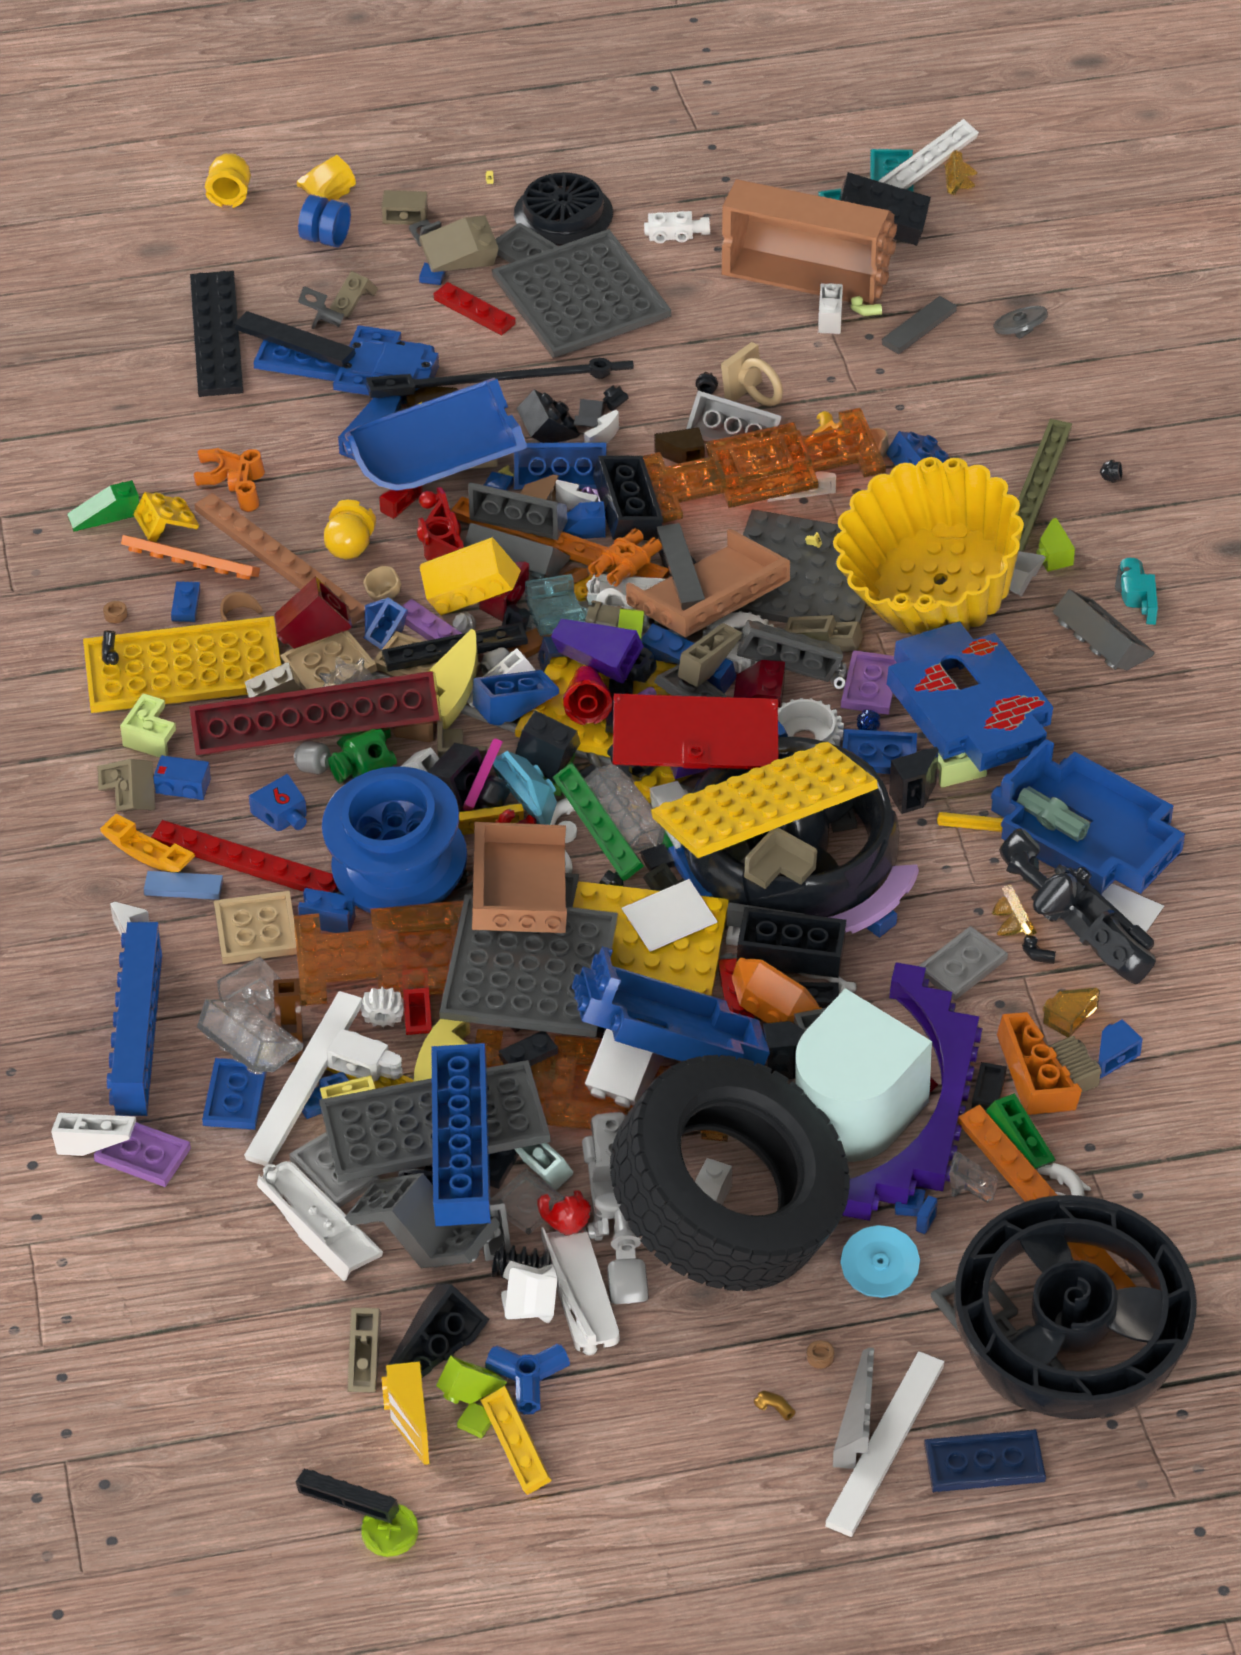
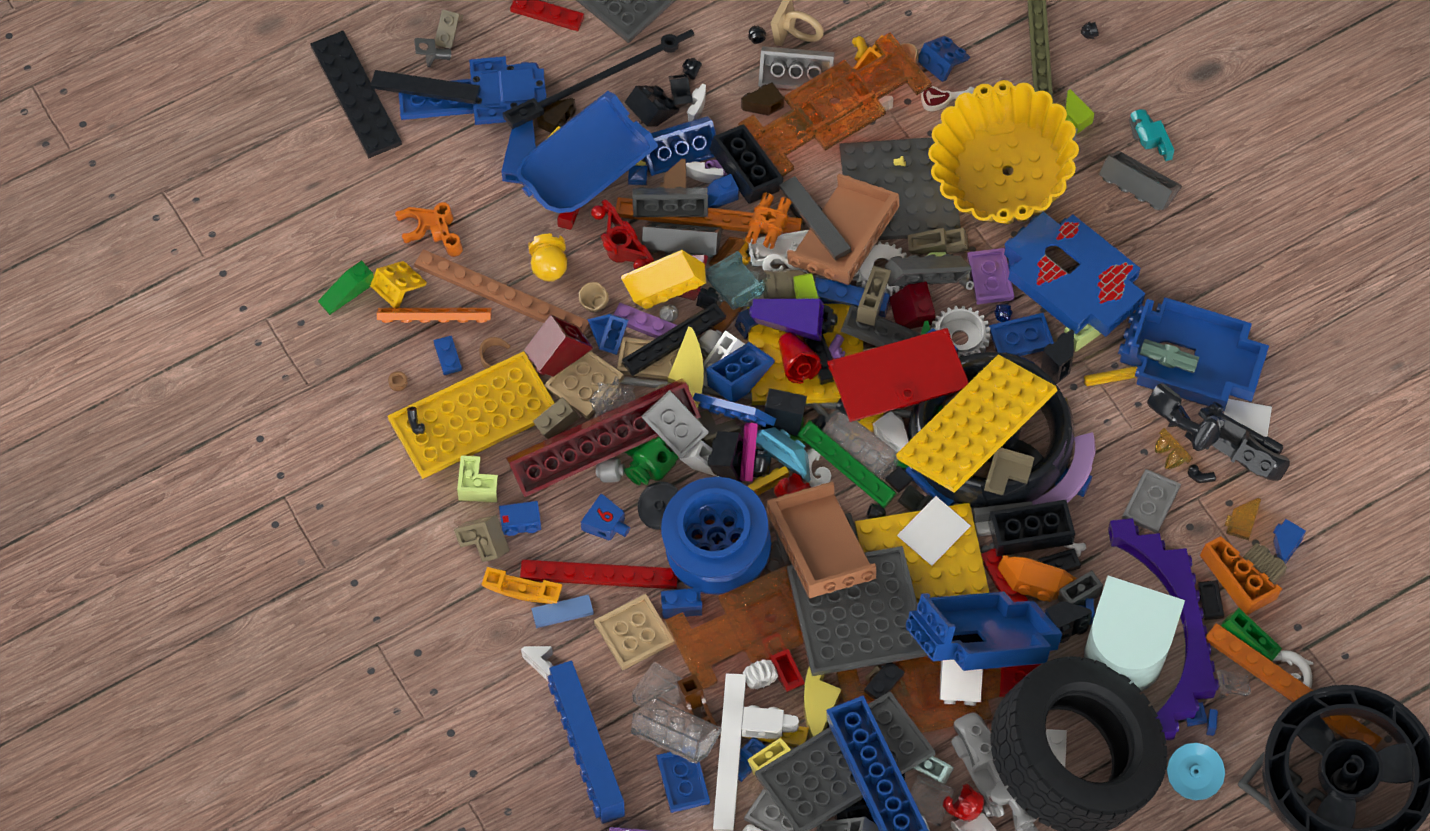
camera: 20 degrees left, 15 degrees up
(404, 717) = (675, 424): none -> light grey tile
(484, 725) = (734, 410): none -> blue plate

